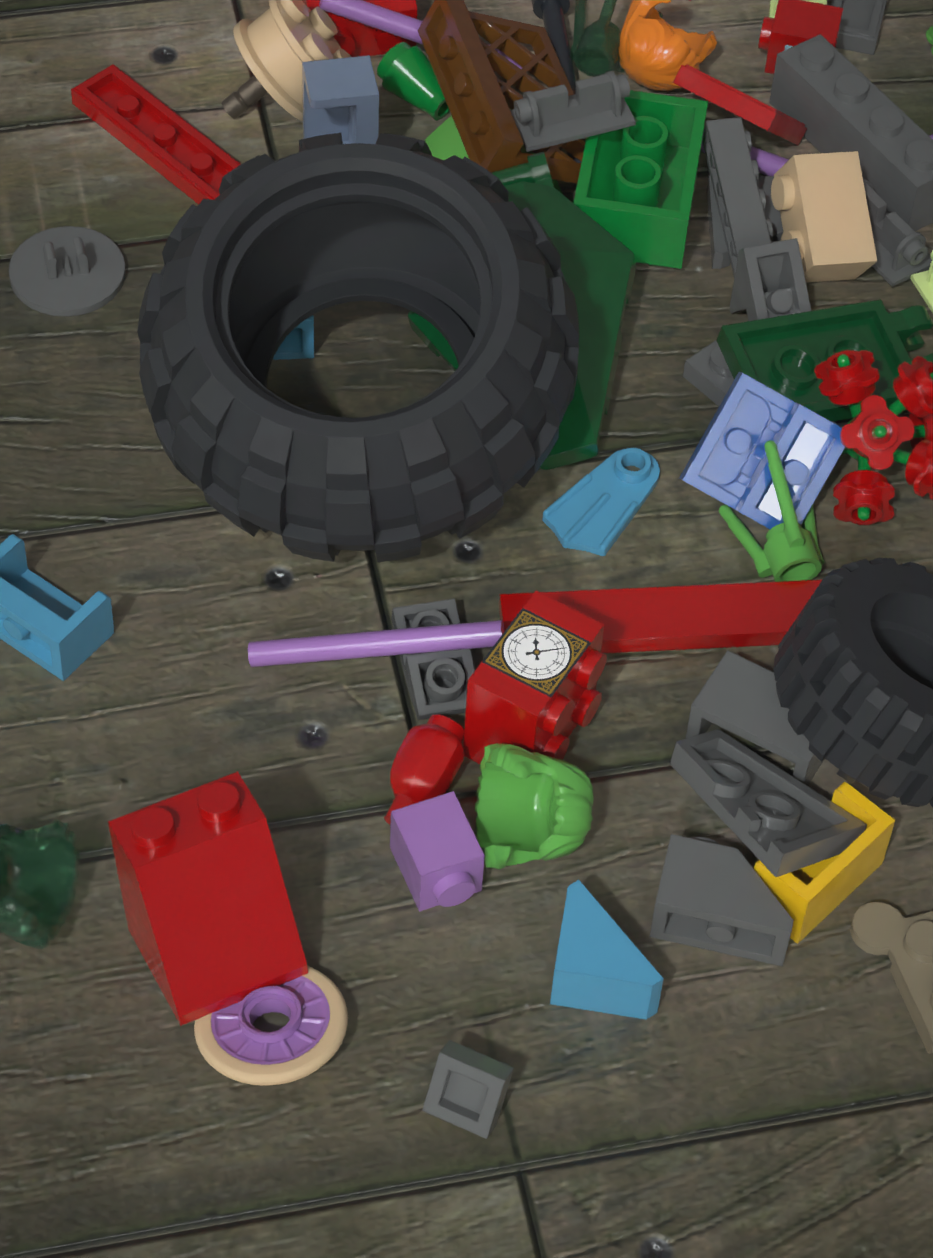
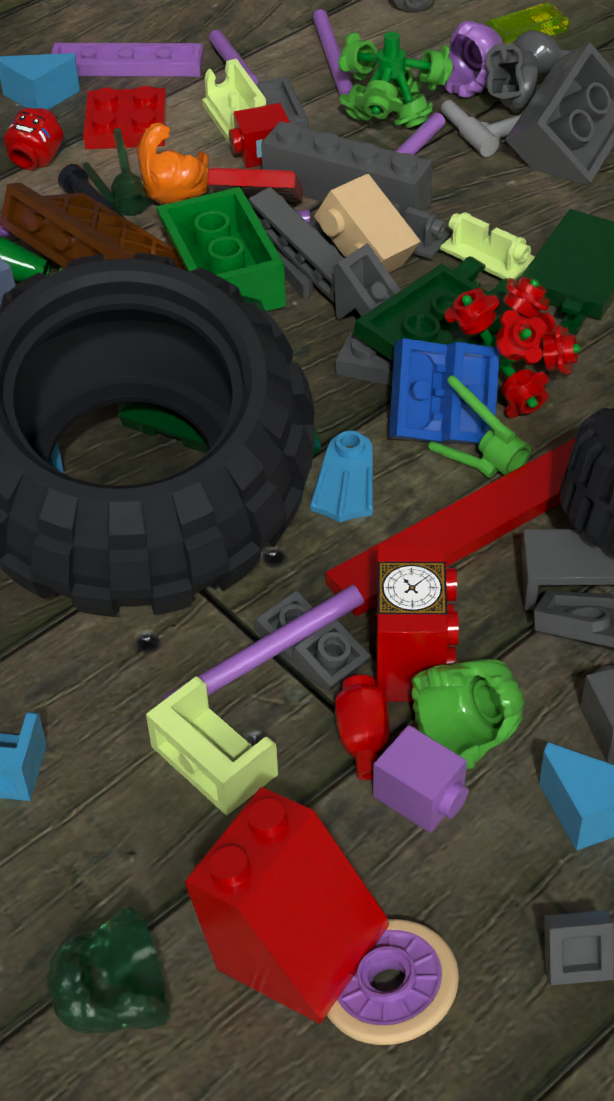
camera: 25 degrees left, 5 degrees down
(259, 713) = (208, 749): none -> yellowish green panel
(555, 118) = (152, 231): dark grey hinge -> none

